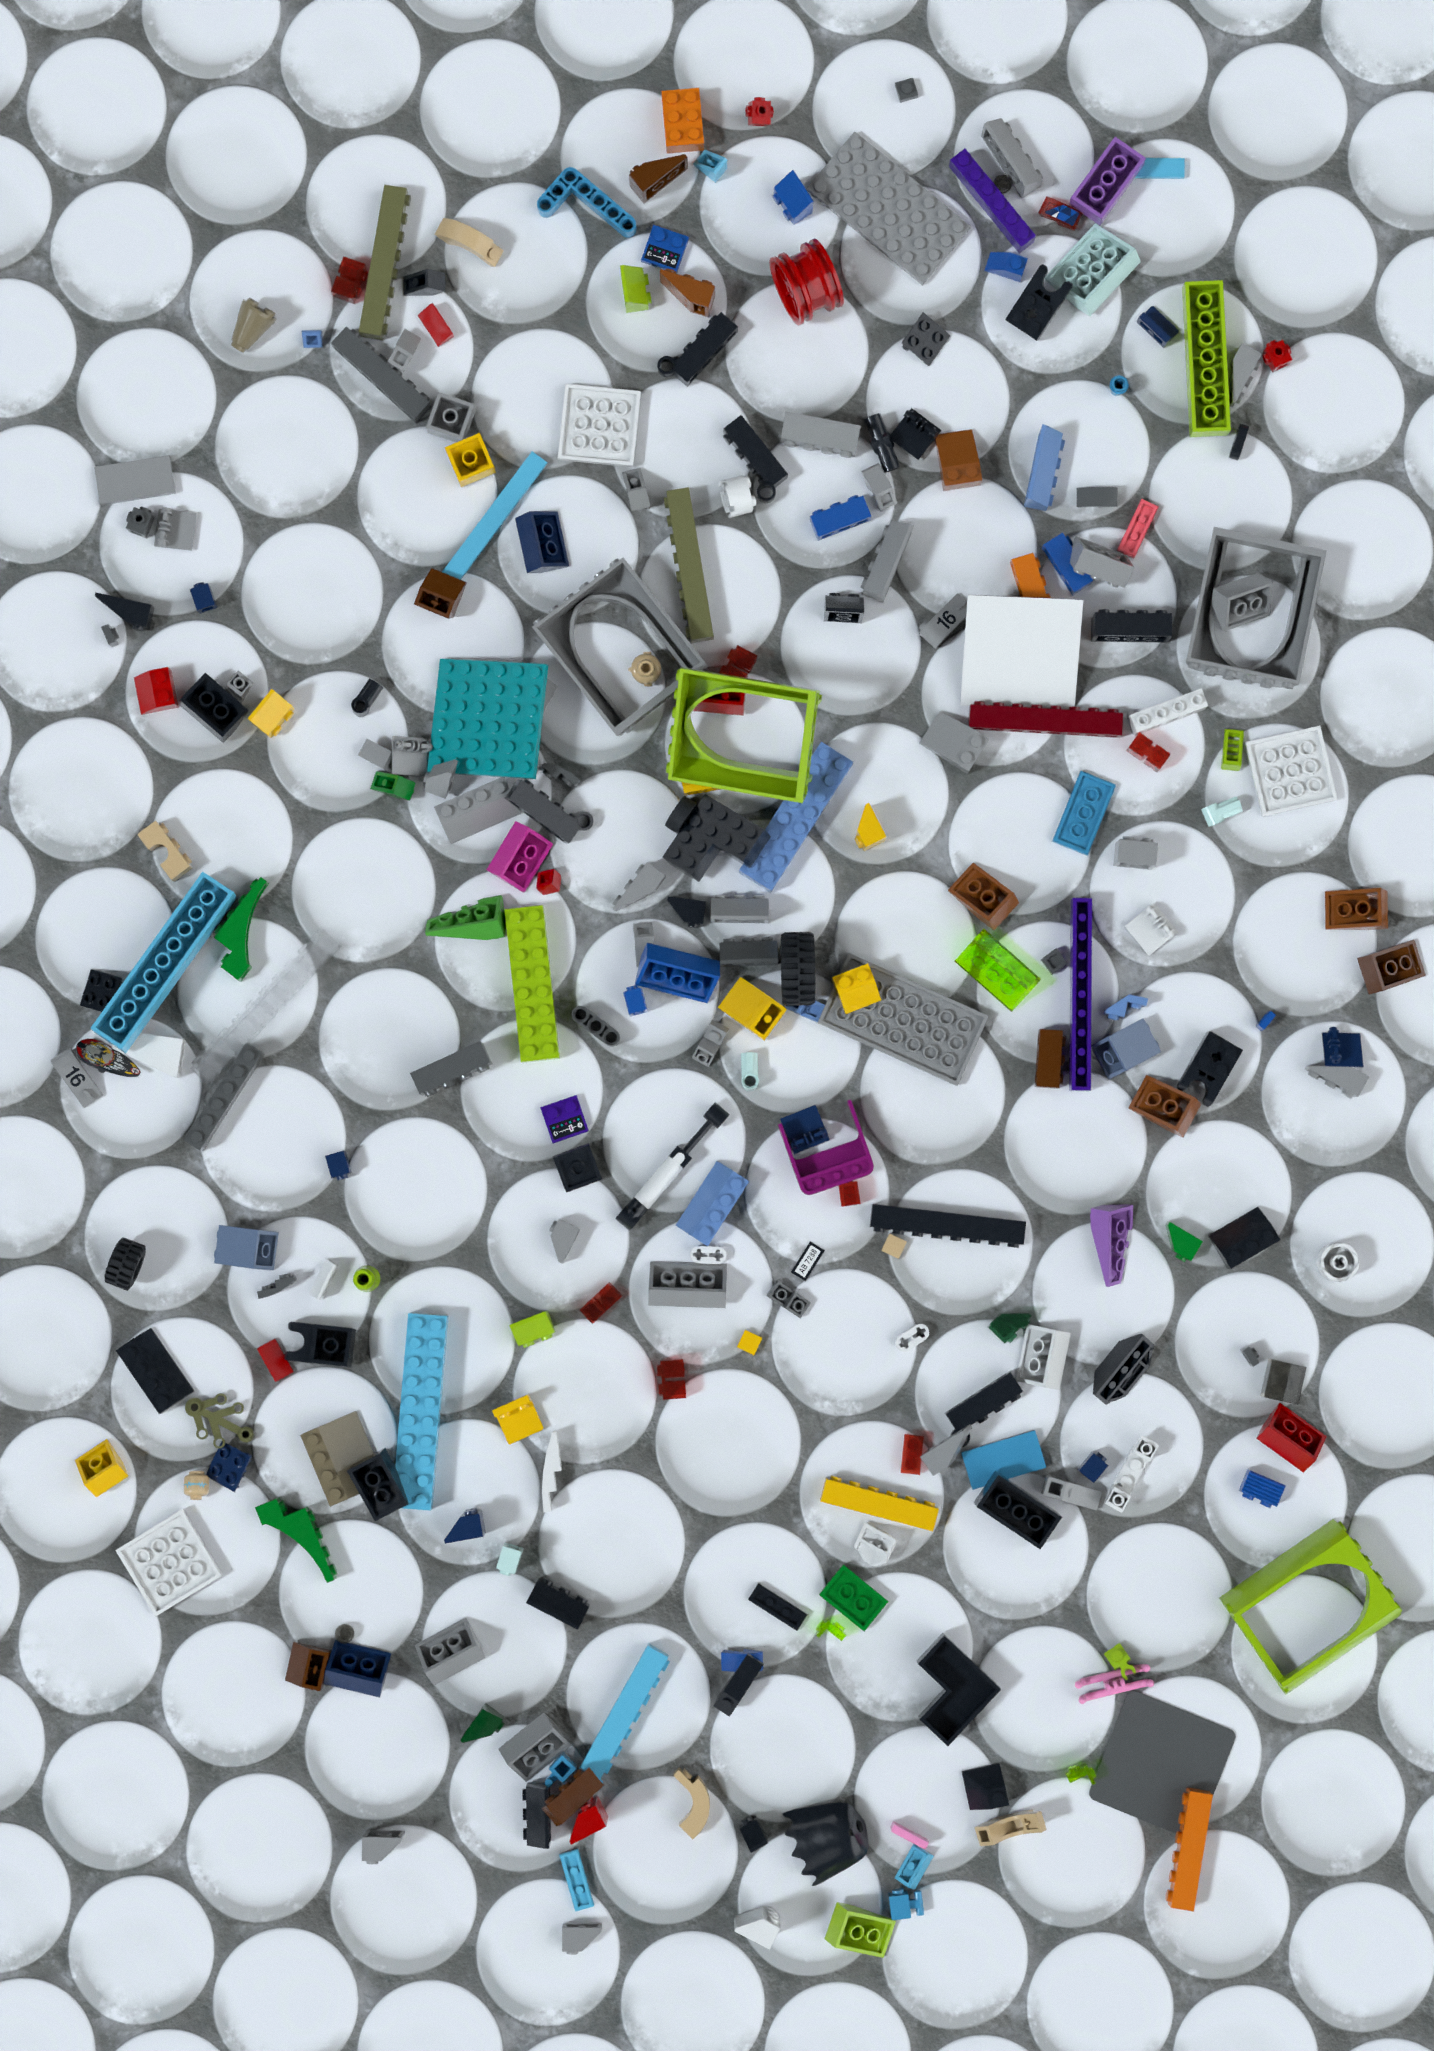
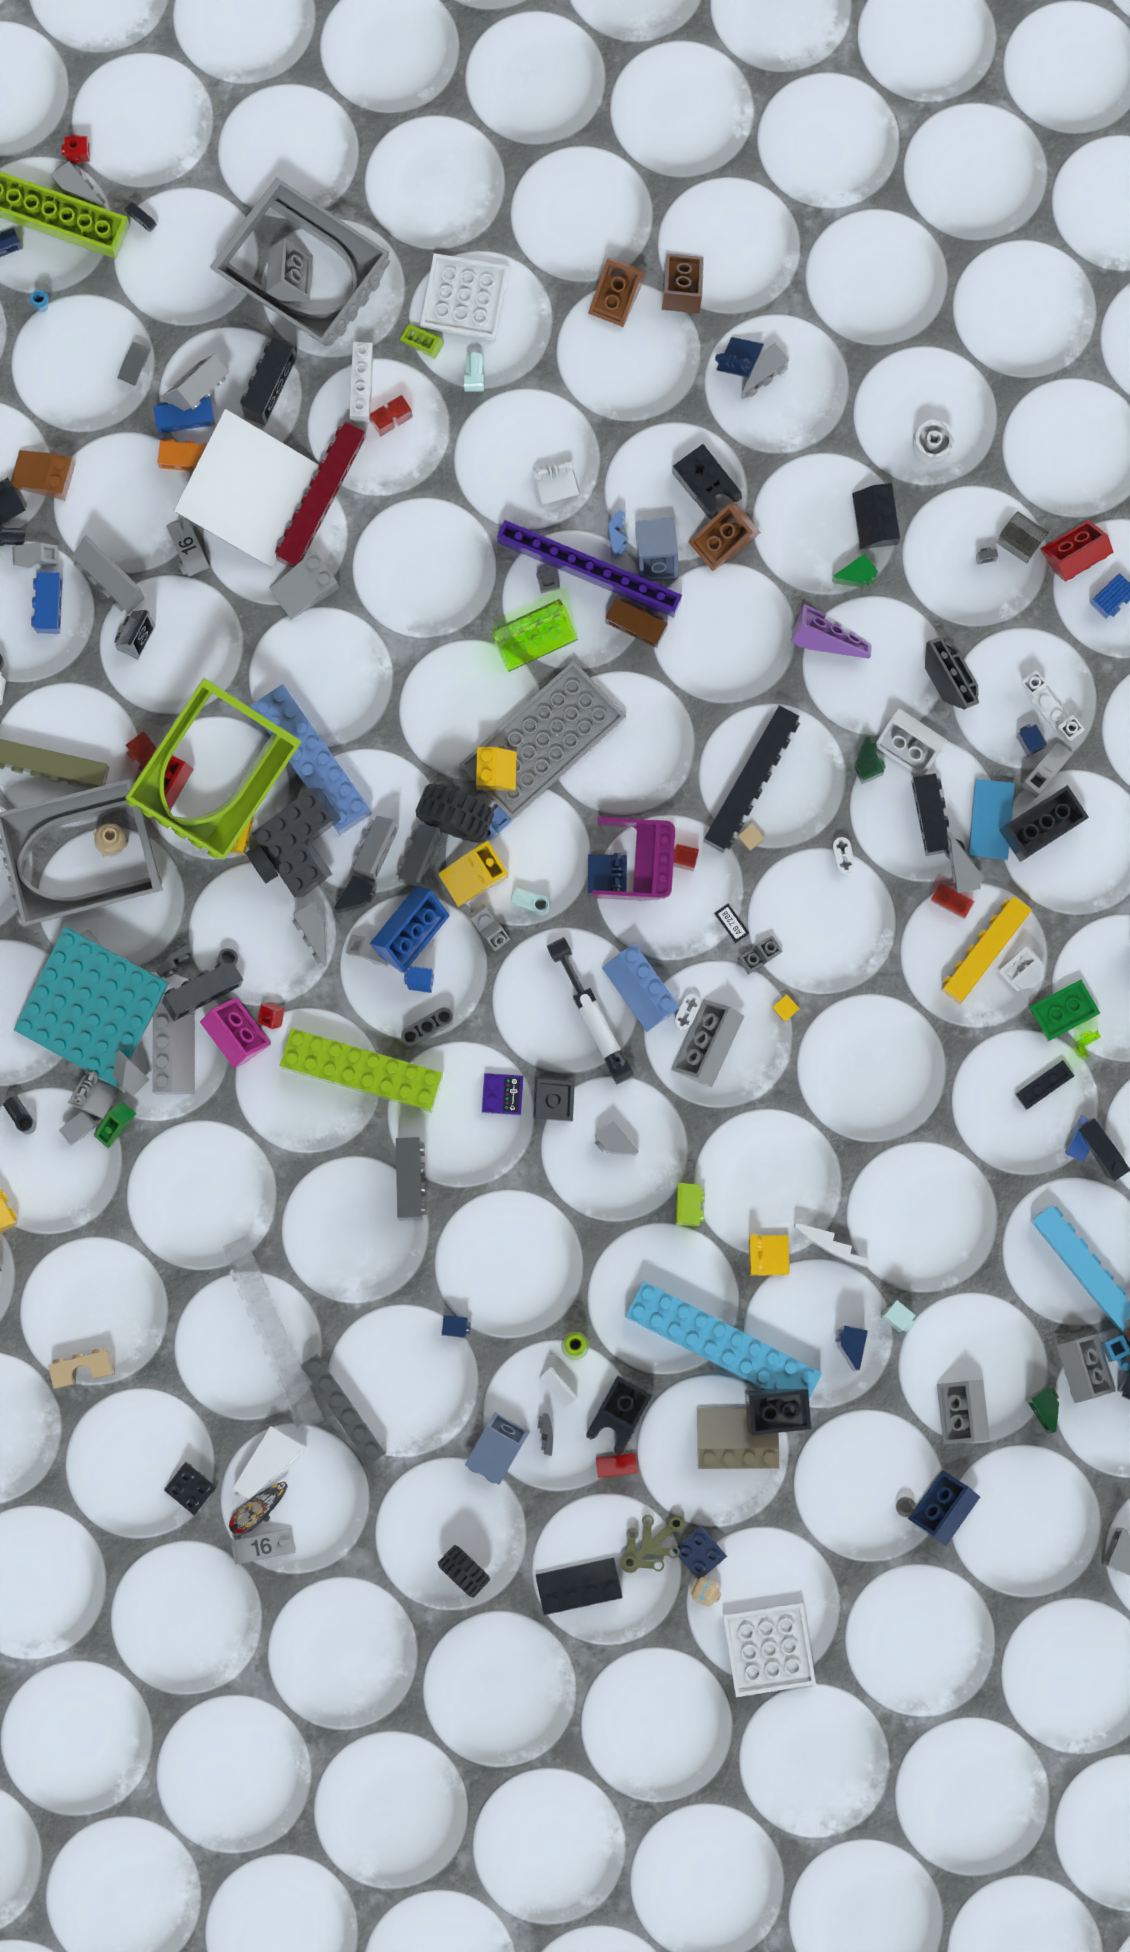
camera: 70 degrees left, 5 degrees down
(101, 1468) = (651, 1678): yellow slope -> none
(164, 962) = (189, 1412): medium azure brick -> none
(235, 931) = (188, 1333): green arch -> none
(301, 1528) = (786, 1507): green arch -> none
(307, 1666) = (922, 1554): reddish brown slope -> none
(477, 922) = (280, 1096): bright green wedge -> none
(558, 1603) = (958, 1287): black slope -> none
(601, 1302) = (690, 1131): clear red slope -> none
(671, 1369) = (800, 1097): clear red piece -> none
(869, 830) = (351, 695): yellow slope -> none
(984, 896) = (459, 618): dark orange slope -> none
(1043, 469) = (85, 399): medium blue slope -> none
(1084, 813) = (421, 497): dark azure tile -> none
(1135, 853) = (480, 464): light grey brick -> none
(1137, 528) = (179, 340): coral tile -> none
(1266, 1019) = (684, 414): blue tile -> none

